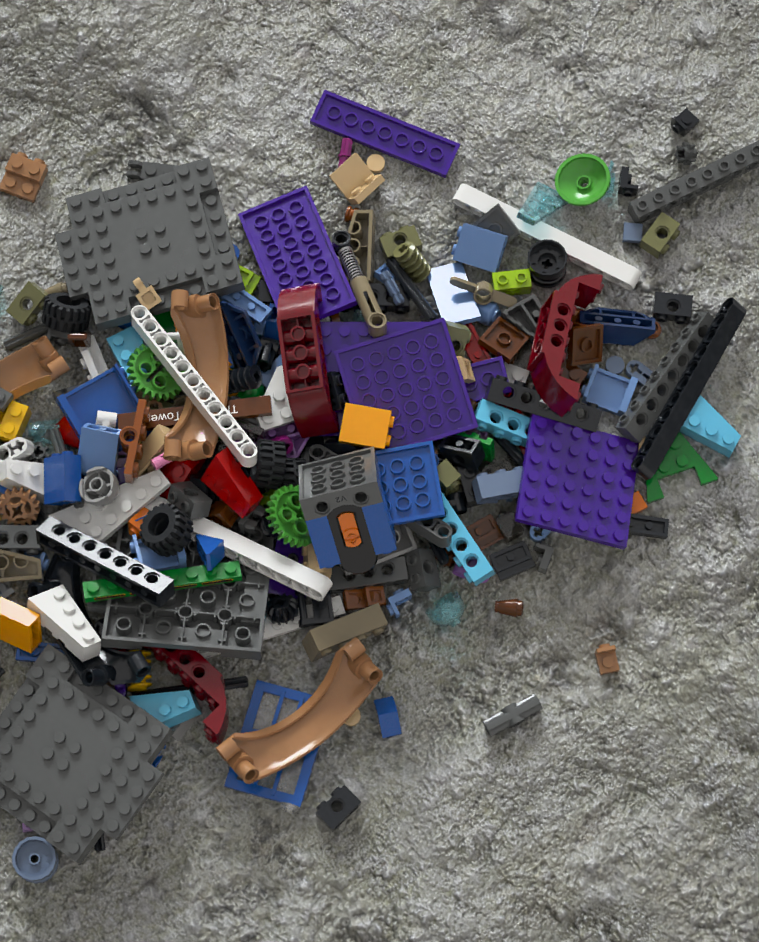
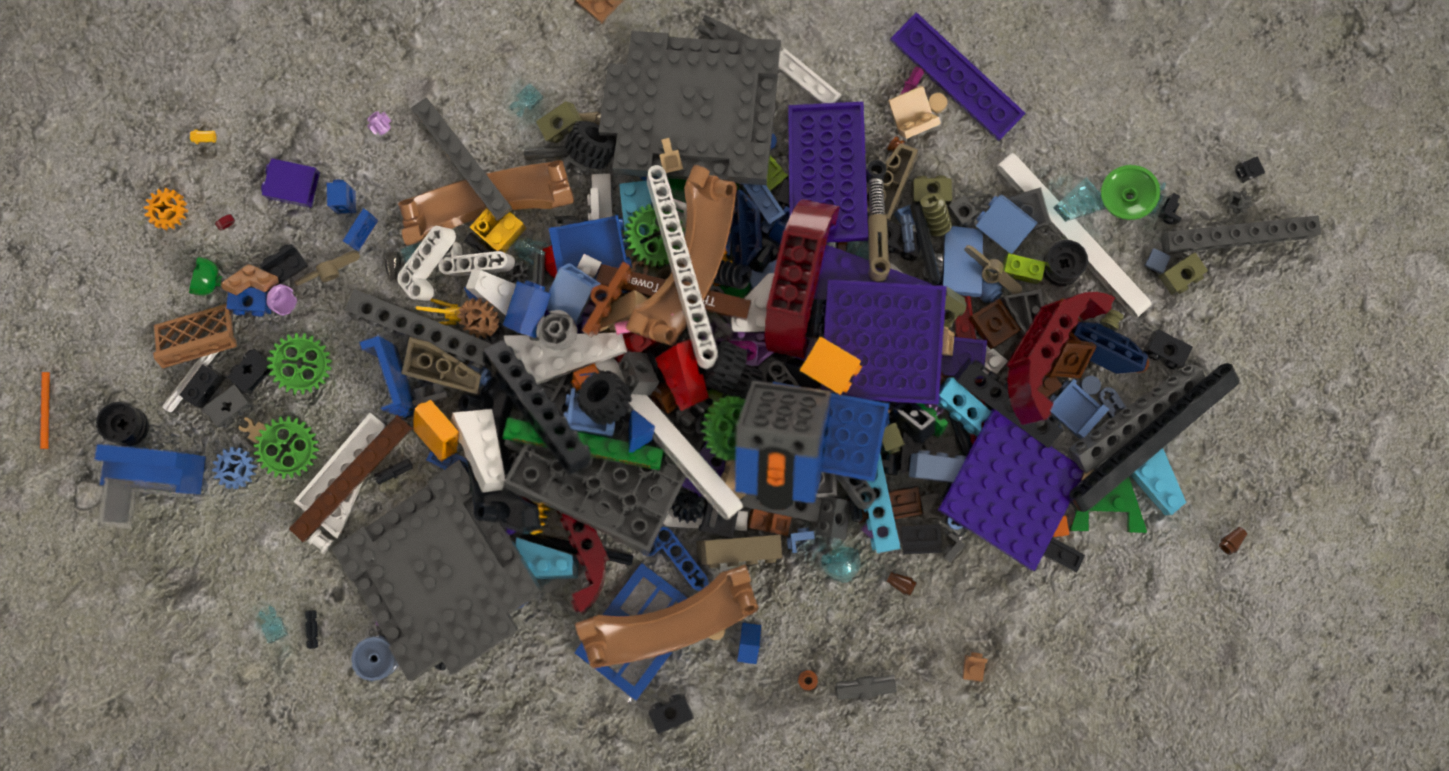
camera: 20 degrees right, 10 degrees up
(80, 339) = (595, 175): reddish brown slope -> none
(246, 184) = (807, 79): none -> white tile
(291, 663) = (678, 561): none -> blue beam
(432, 245) = (962, 203): none -> dark grey brick
(453, 735) = (807, 673): none -> dark orange plate
(610, 298) = (1112, 319): none -> olive wheel

